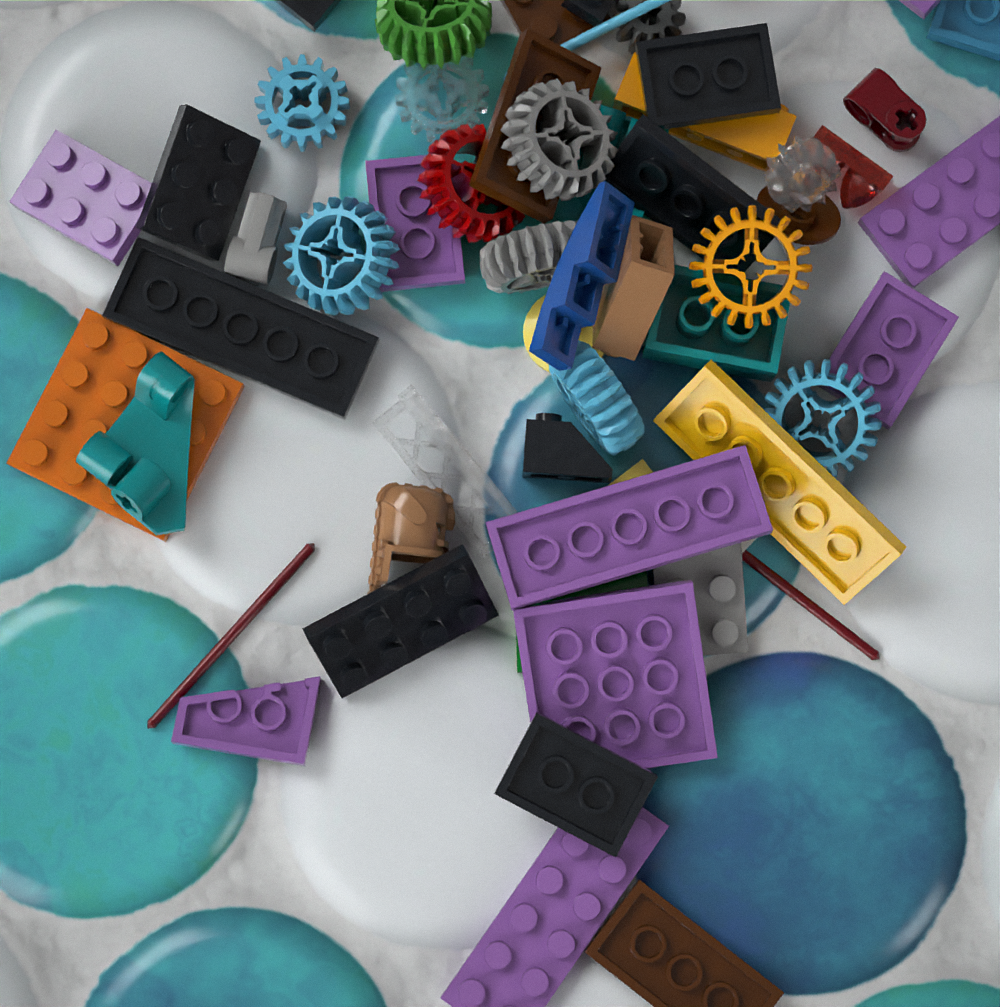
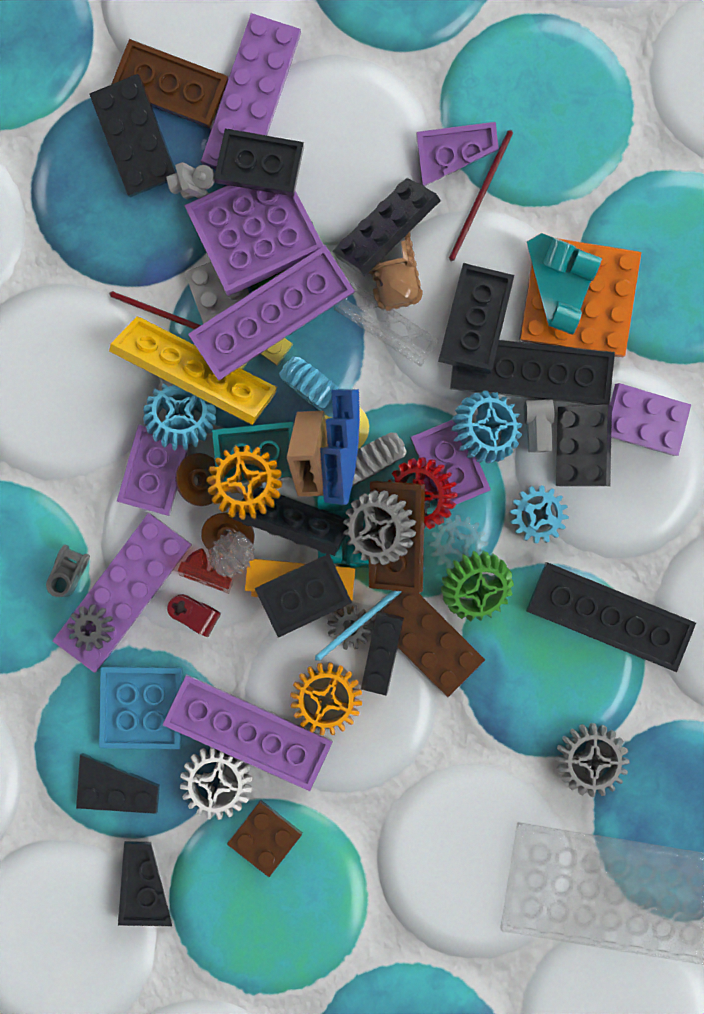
camera: 165 degrees right, 5 degrees up
(303, 431) = (476, 318): none -> black plate
(561, 452) = (324, 352): black slope -> none
(694, 788) = (191, 181): none -> light grey hips
(767, 899) = (133, 135): none -> black plate
(828, 292) = (198, 466): none -> reddish brown dish

